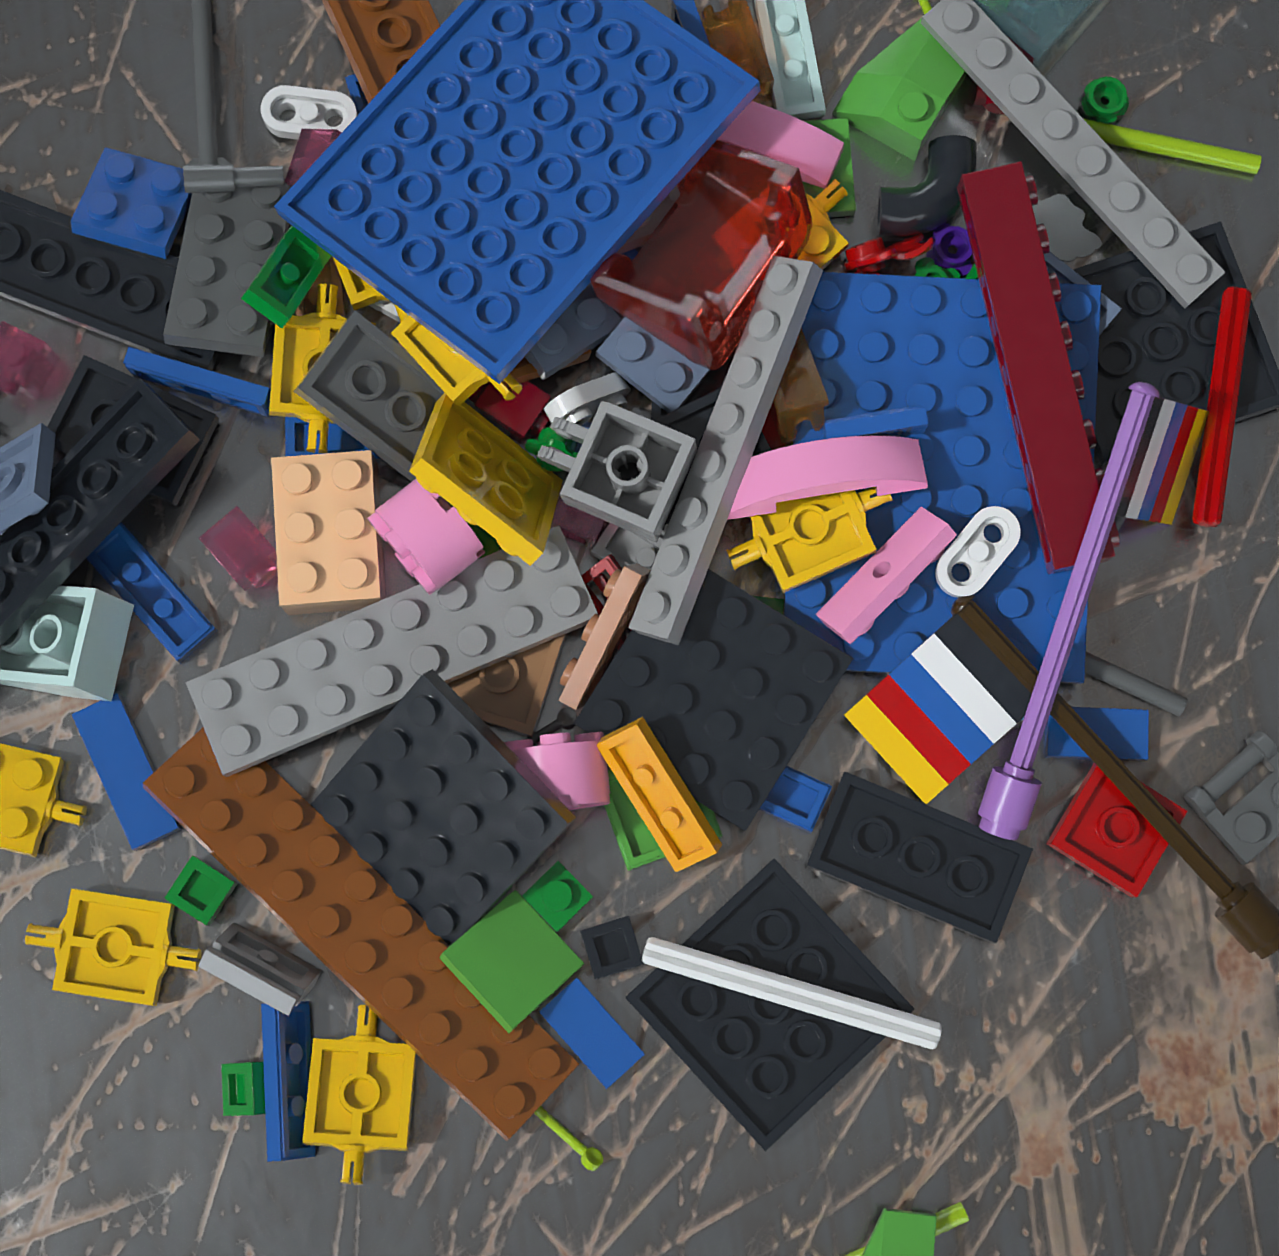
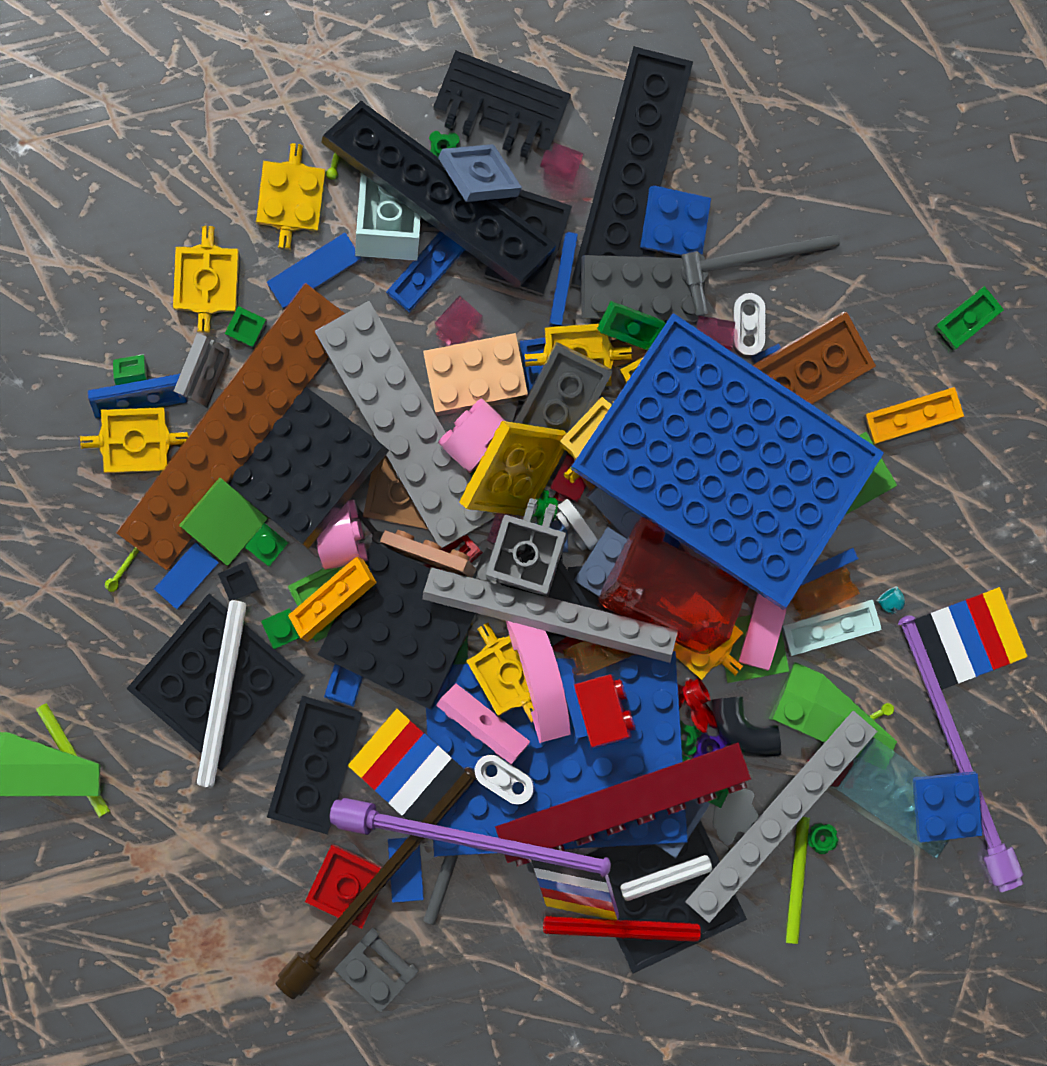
camera: 80 degrees right, 5 degrees up
(695, 888) = (280, 629): none -> green plate
(891, 372) = (603, 710): none -> red brick
(1149, 328) = (666, 878): none -> white axle

